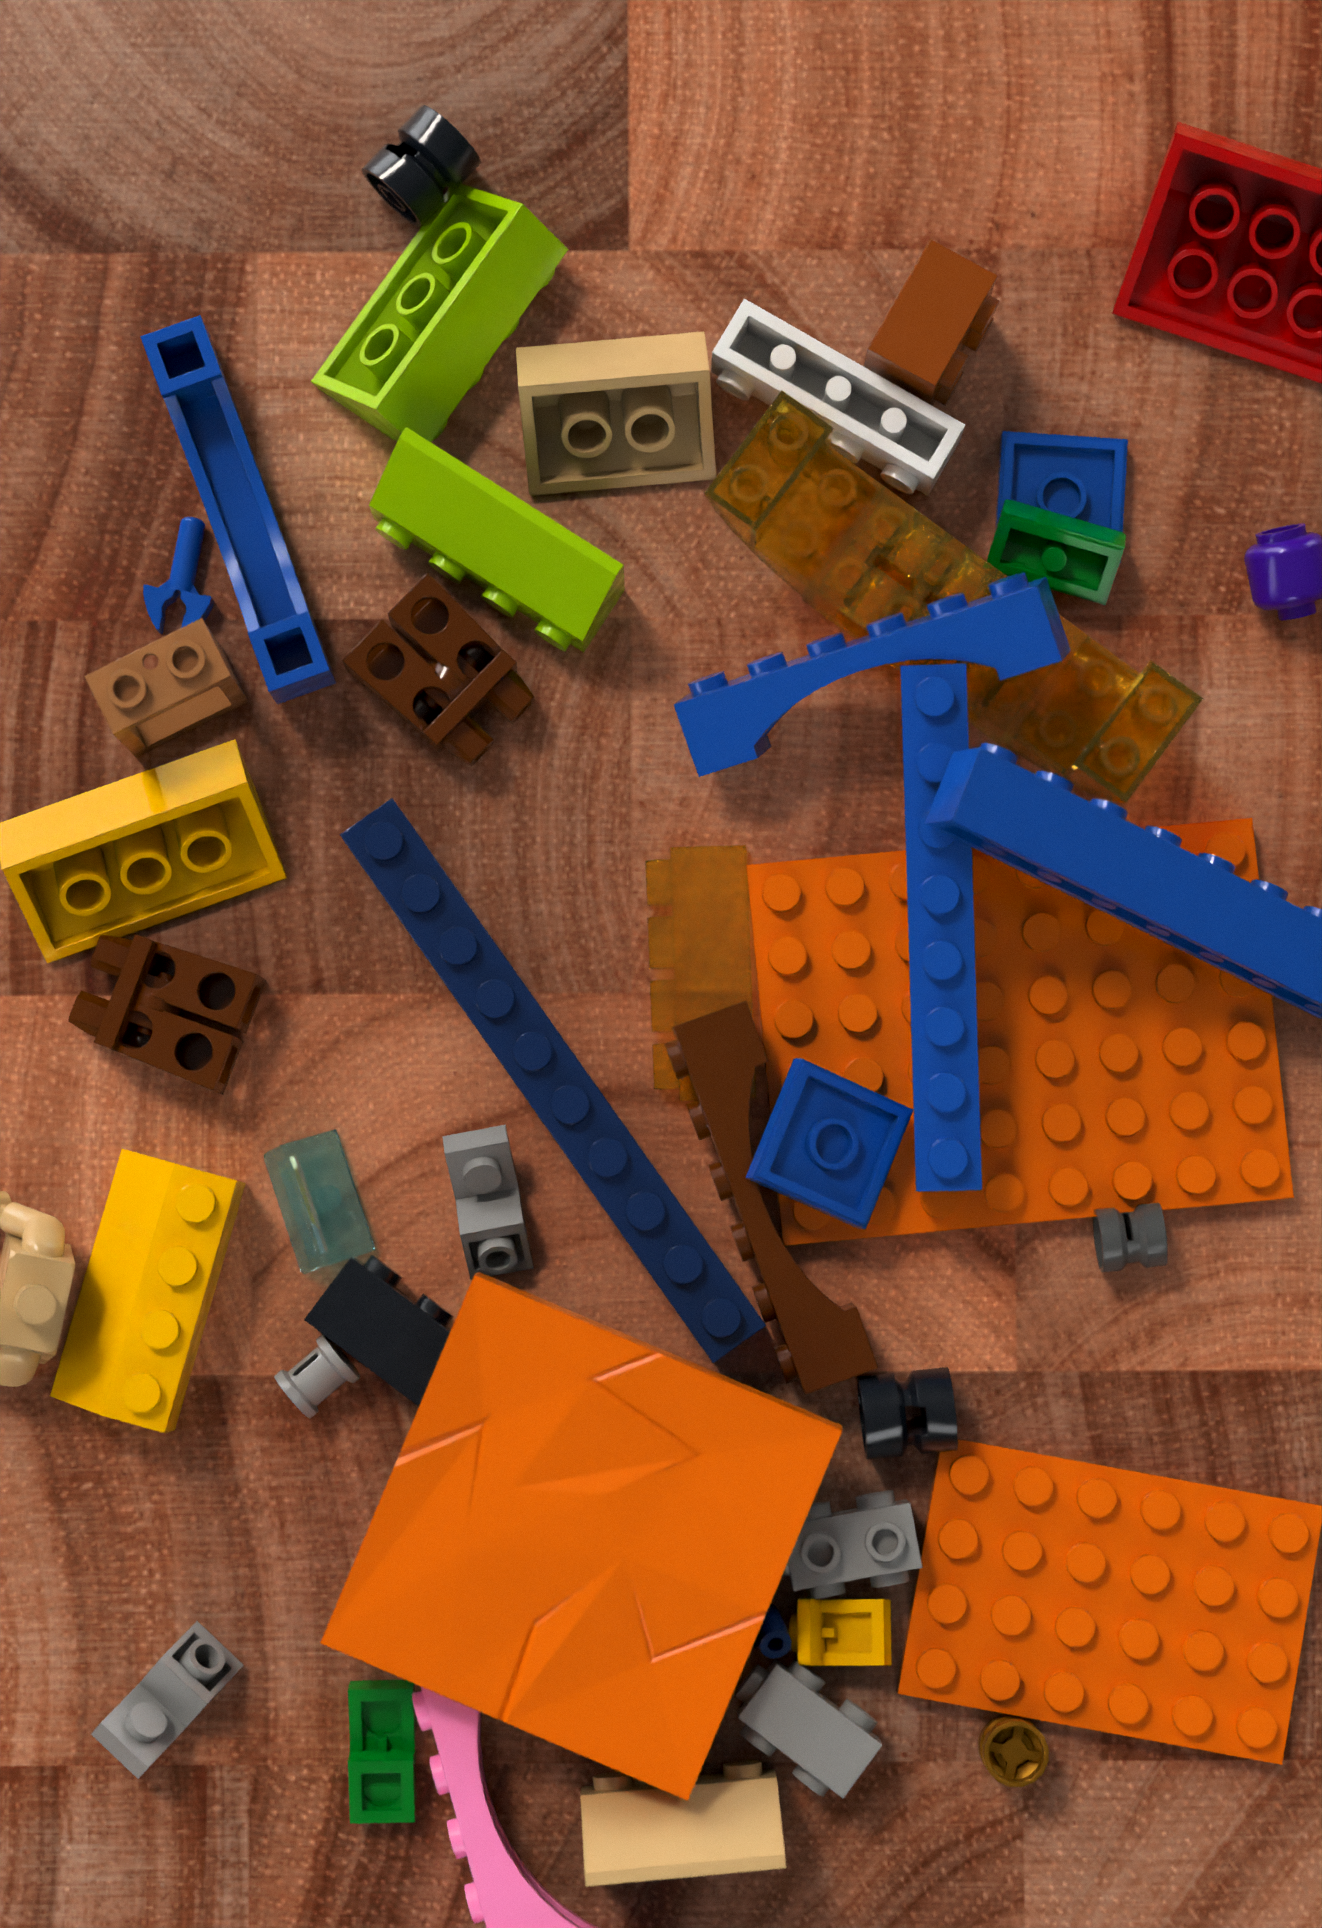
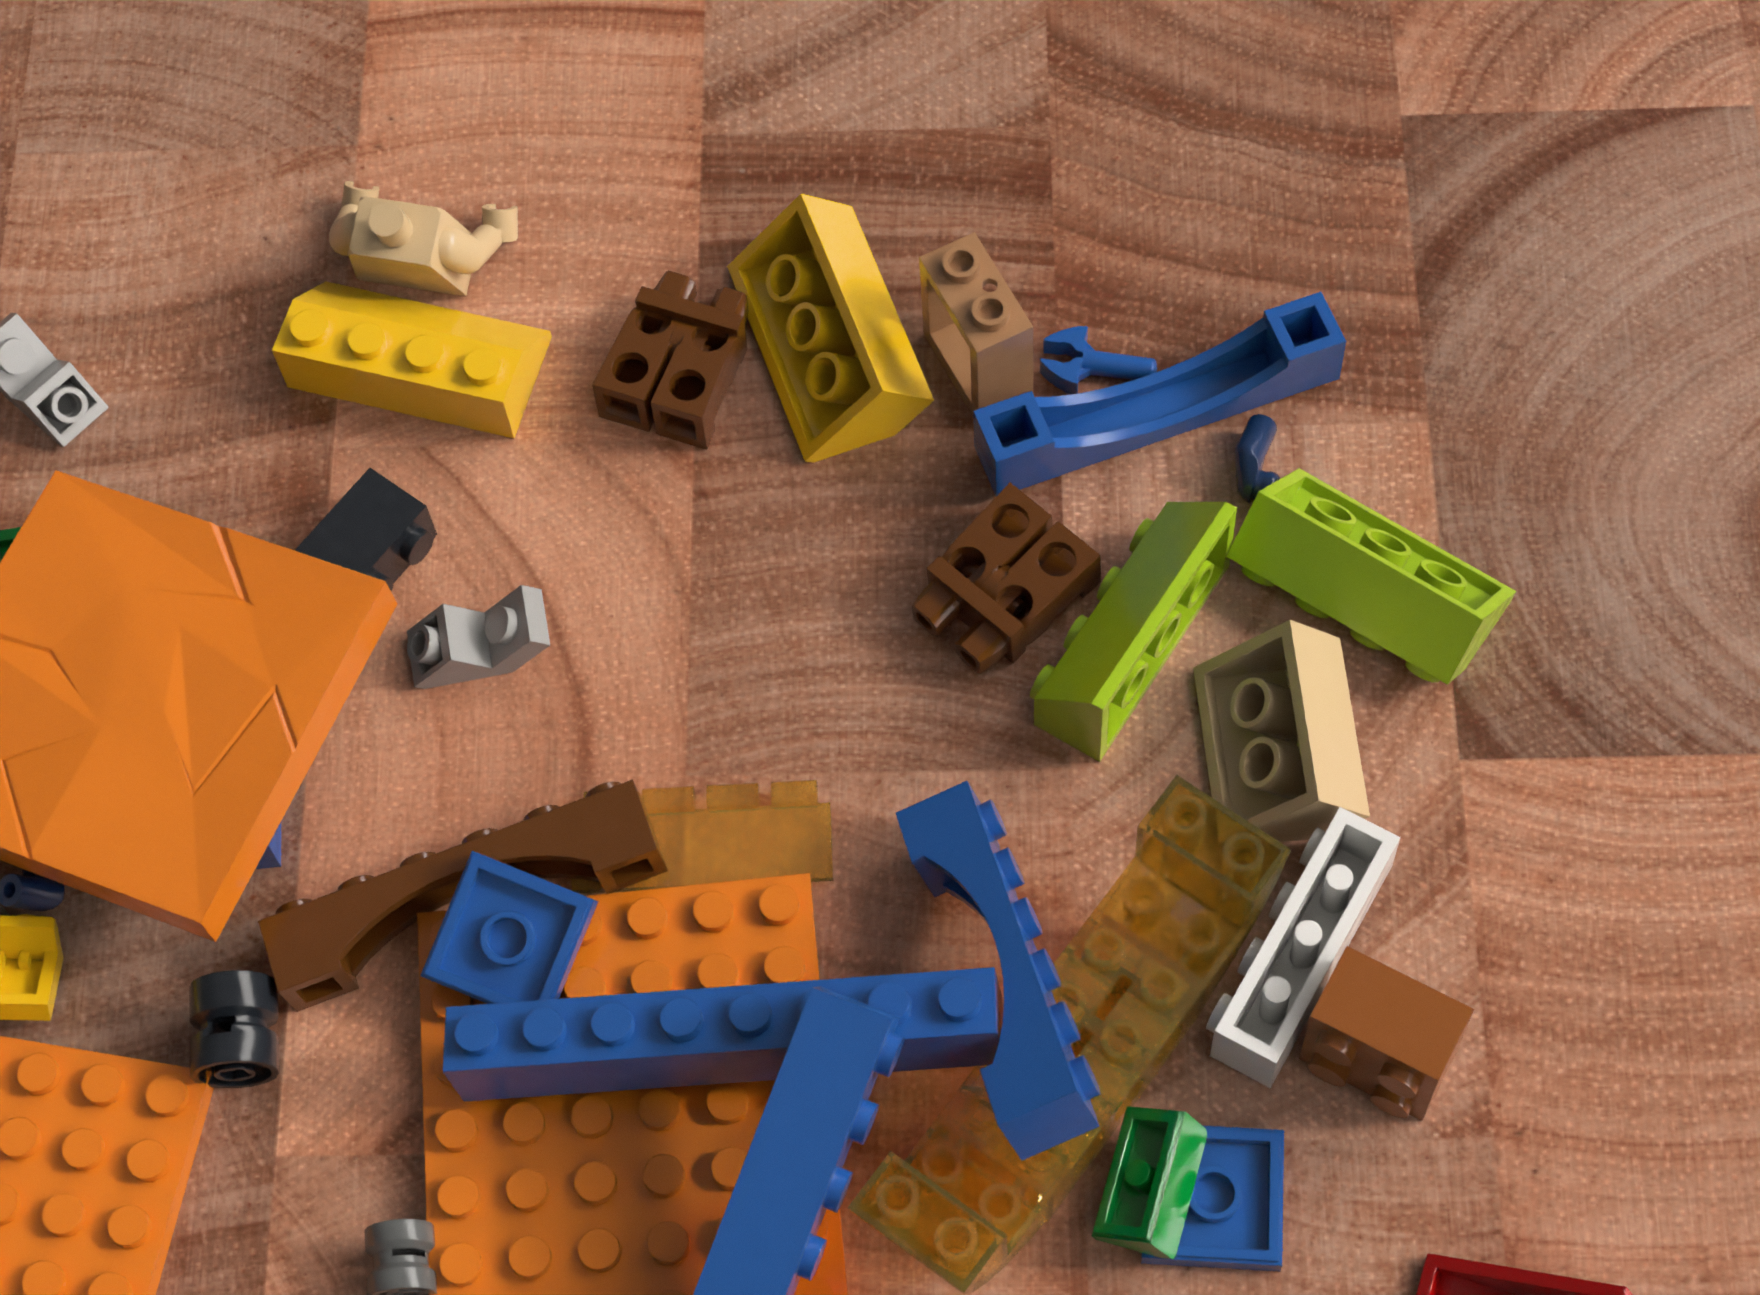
camera: 95 degrees right, 20 degrees down
(301, 426) = (1251, 454): none -> dark blue arm
(317, 1376) = (314, 485): light grey bush -> none
(318, 1201) = (491, 499): clear light blue slope -> none
(421, 165) = (1519, 545): black wheel -> none
(553, 1080) = (590, 689): dark blue brick -> none
(854, 1544) = (108, 978): light grey brick -> none

